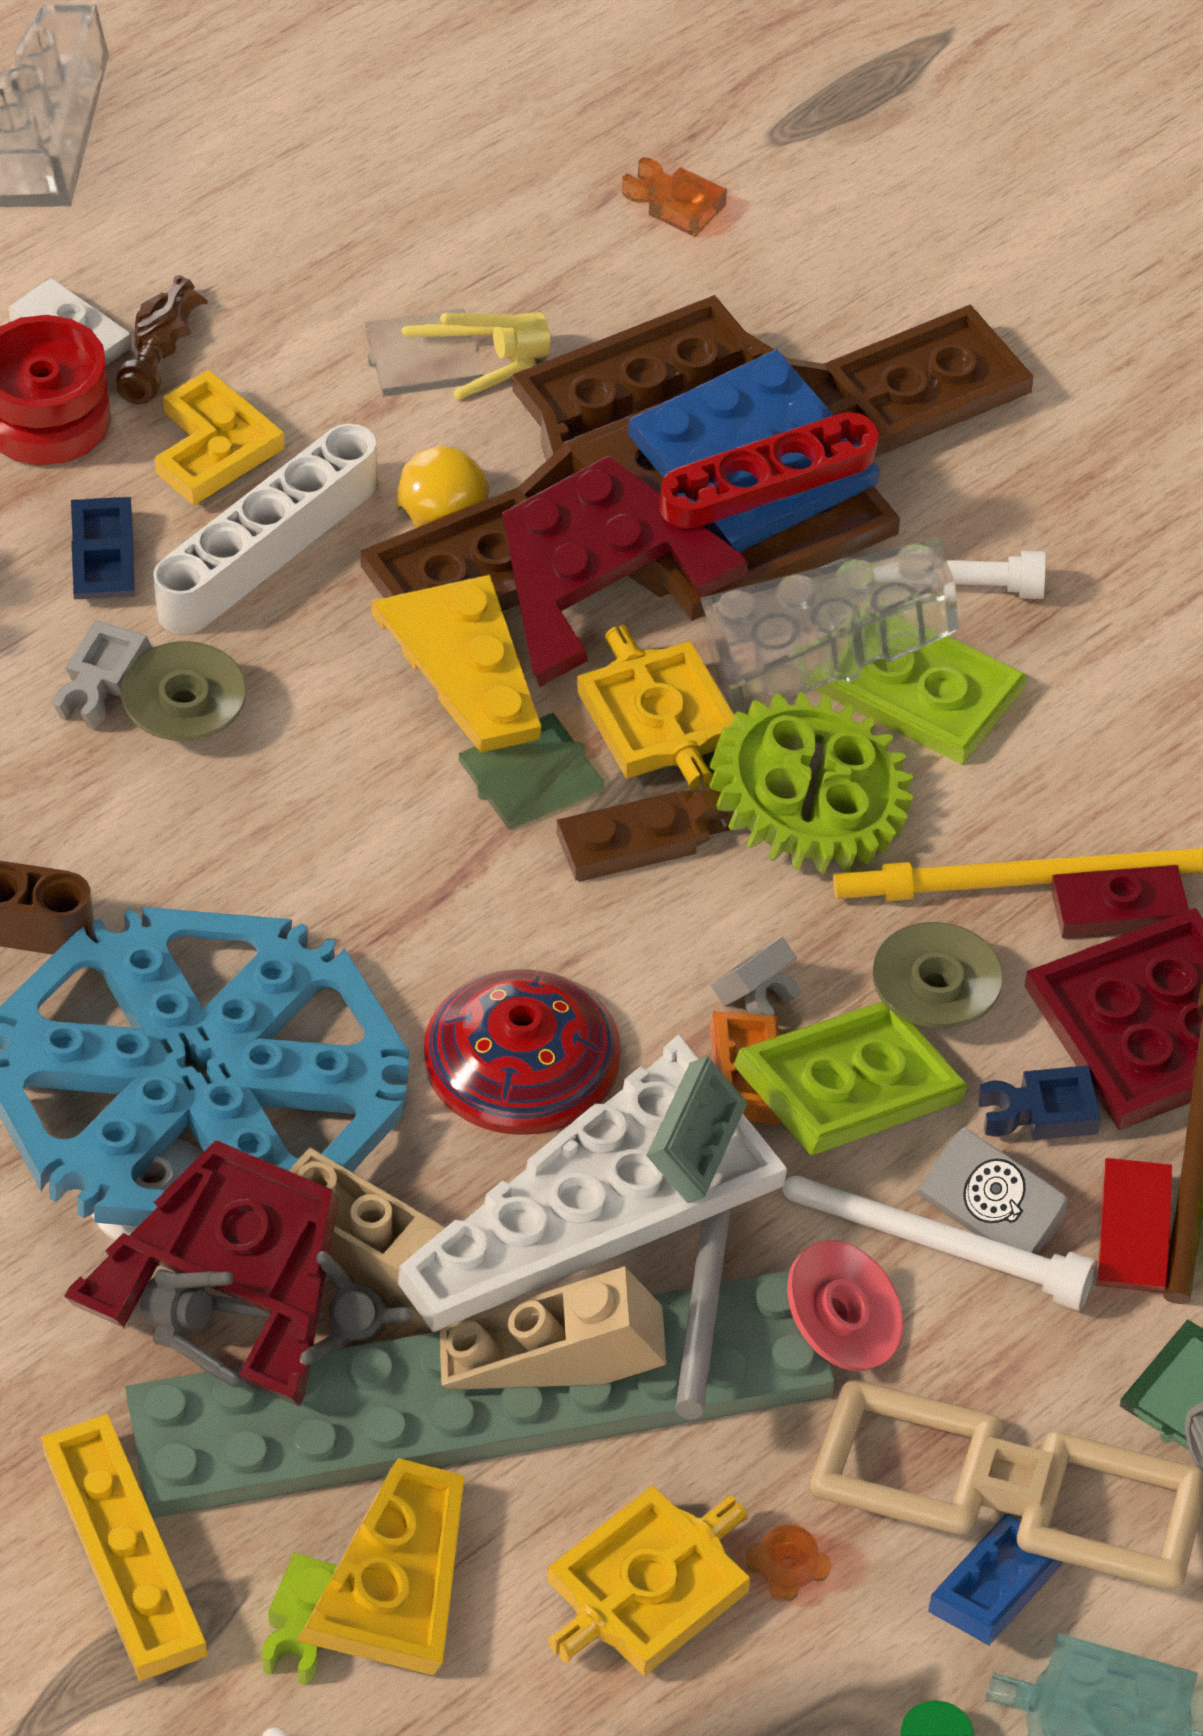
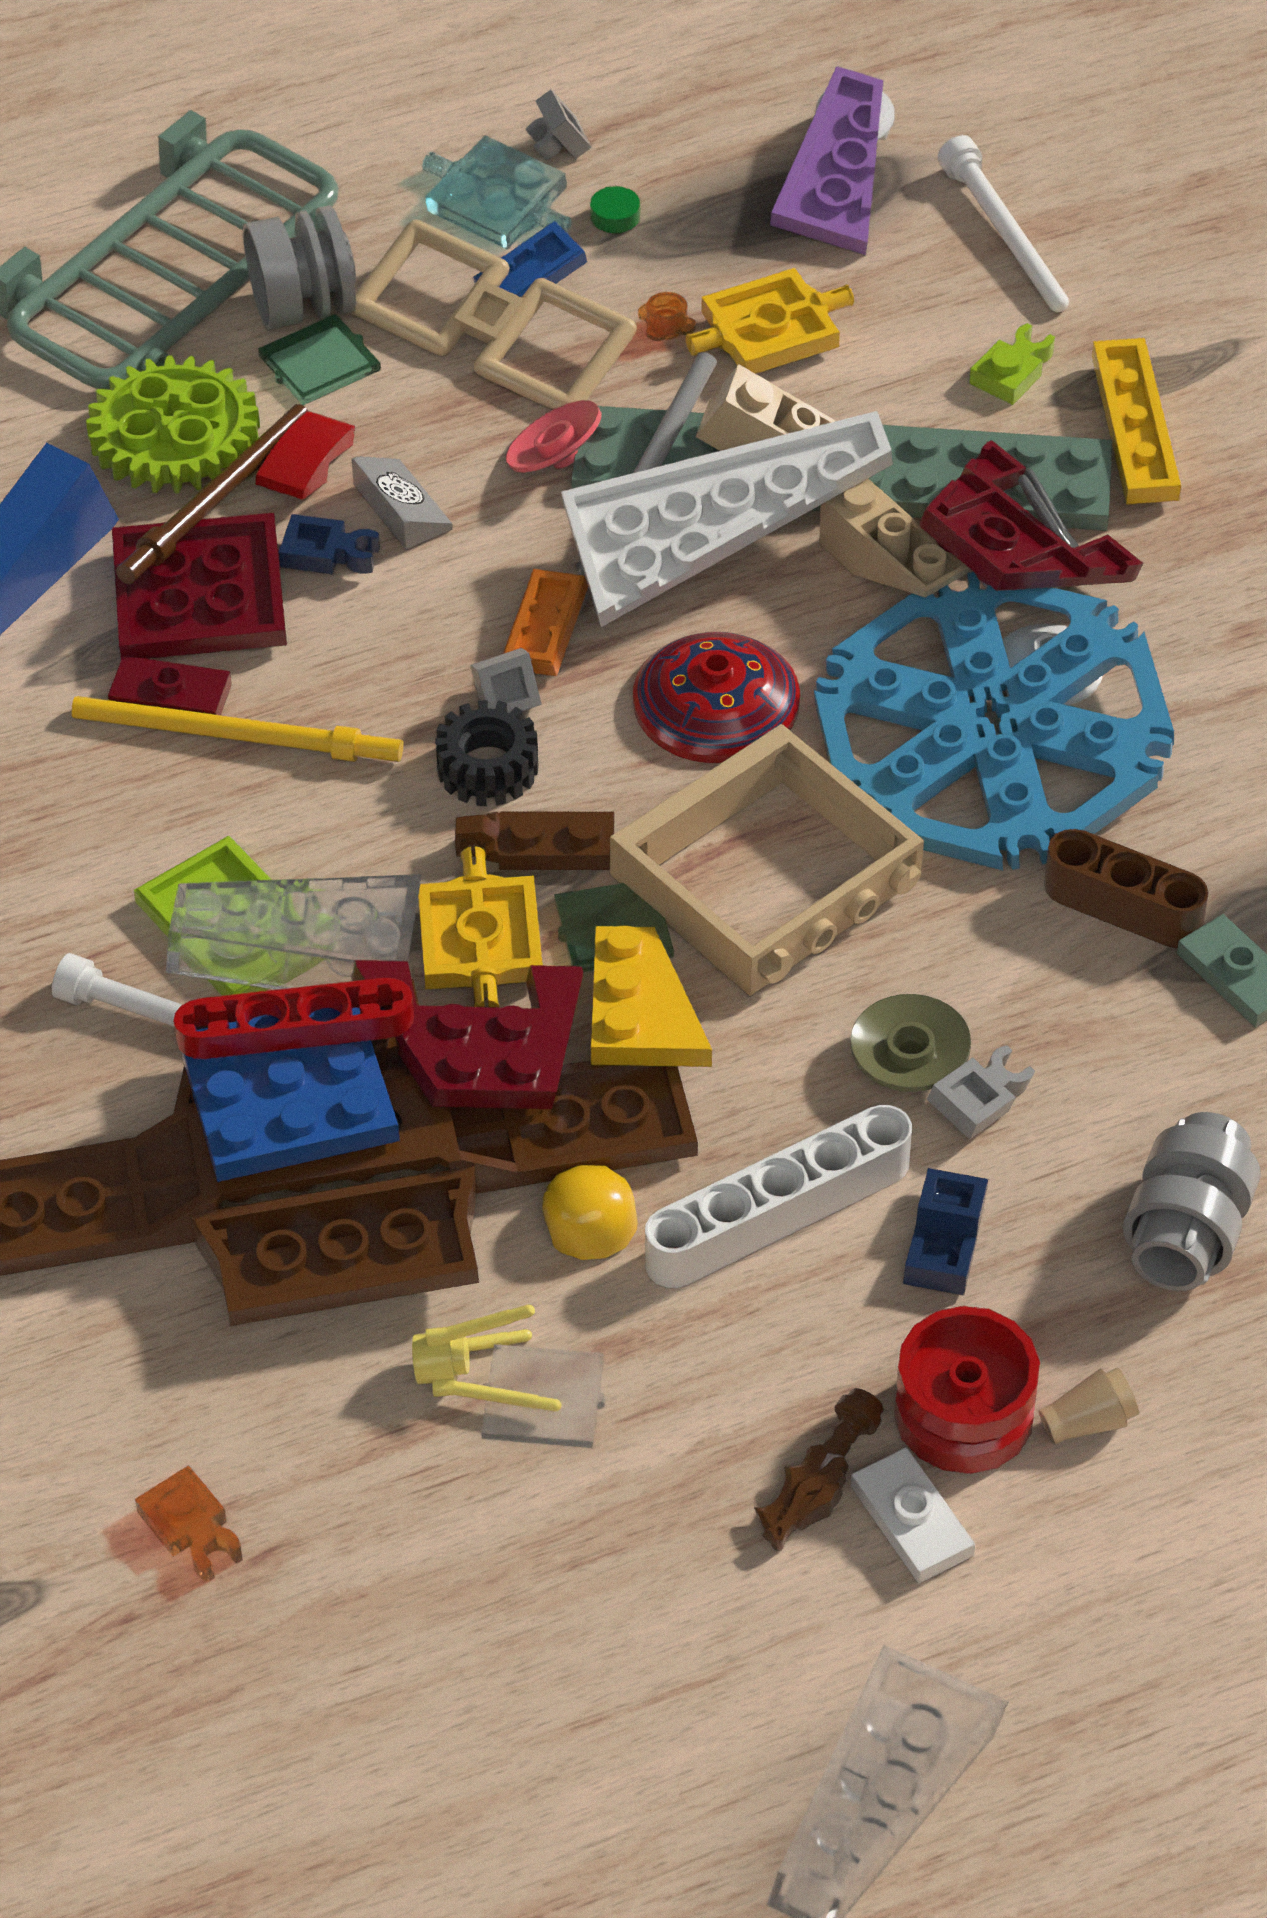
camera: 160 degrees left, 0 degrees up
(224, 438) = (786, 1316): yellow plate -> none
(354, 1312) = (917, 499): dark grey plant -> none
(396, 1574) = (947, 352): yellow wing -> none
(438, 758) = (724, 792): none -> tan window
(697, 1129) = (625, 498): sand green plate -> none
(741, 870) = (487, 776): none -> black tyre
(766, 775) = (381, 819): lime gear -> none
(850, 1077) = (467, 587): lime tile -> none
(940, 957) = (358, 647): olive dish -> none
(1063, 1277) = (377, 431): white piece -> none

